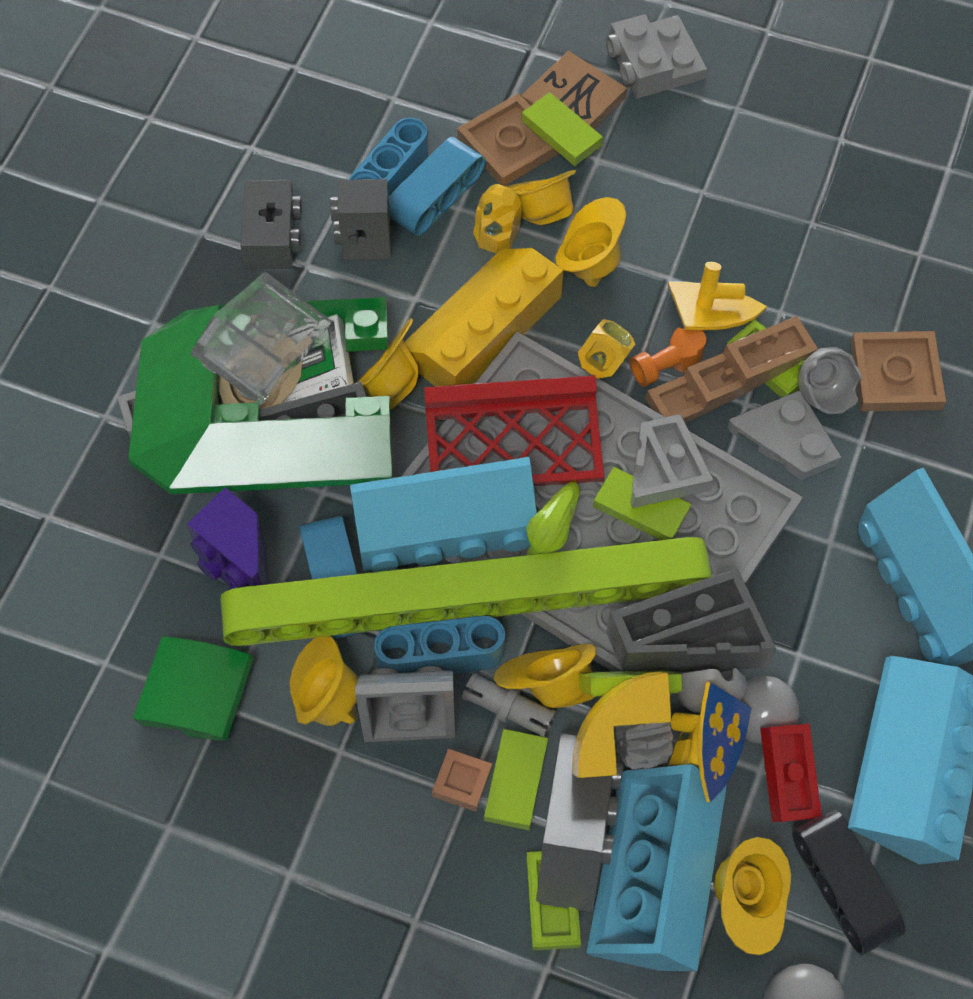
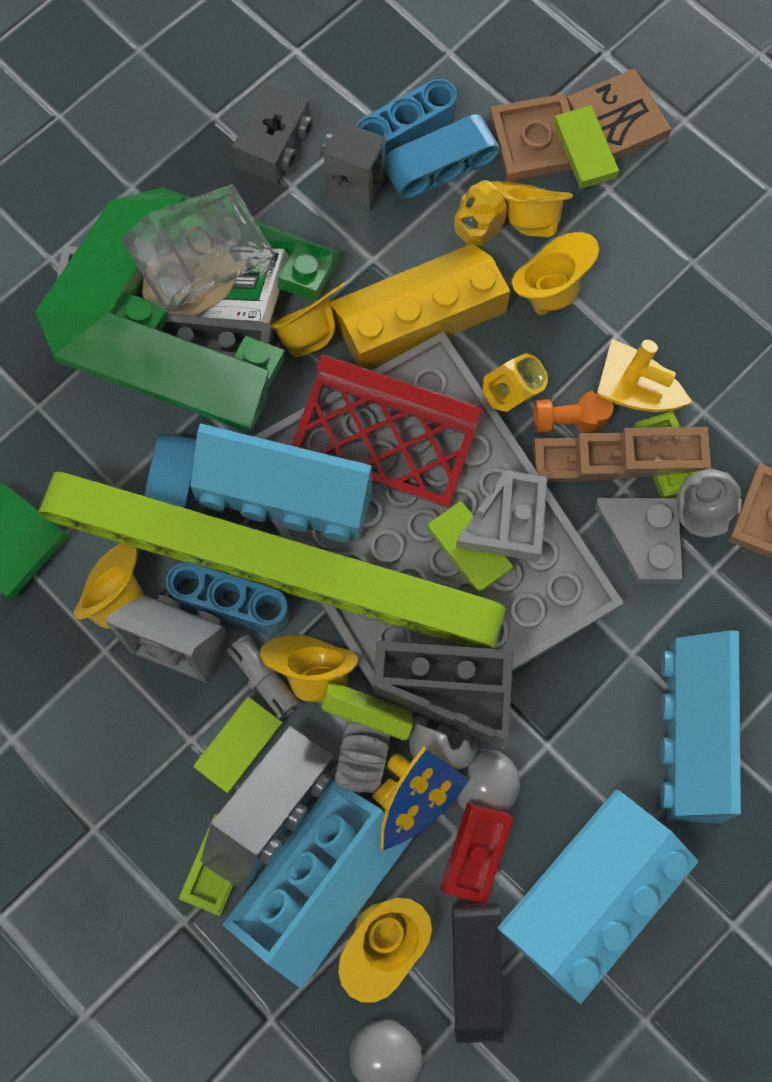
camera: 25 degrees right, 10 degrees up
(229, 542) = (90, 430): dark purple slope -> none
(462, 780) = (186, 727): nougat tile -> none
(551, 525) = (366, 535): lime piece -> none
(632, 702) = (346, 735): yellow brick -> none
(654, 54) = (717, 104): light grey plate -> none

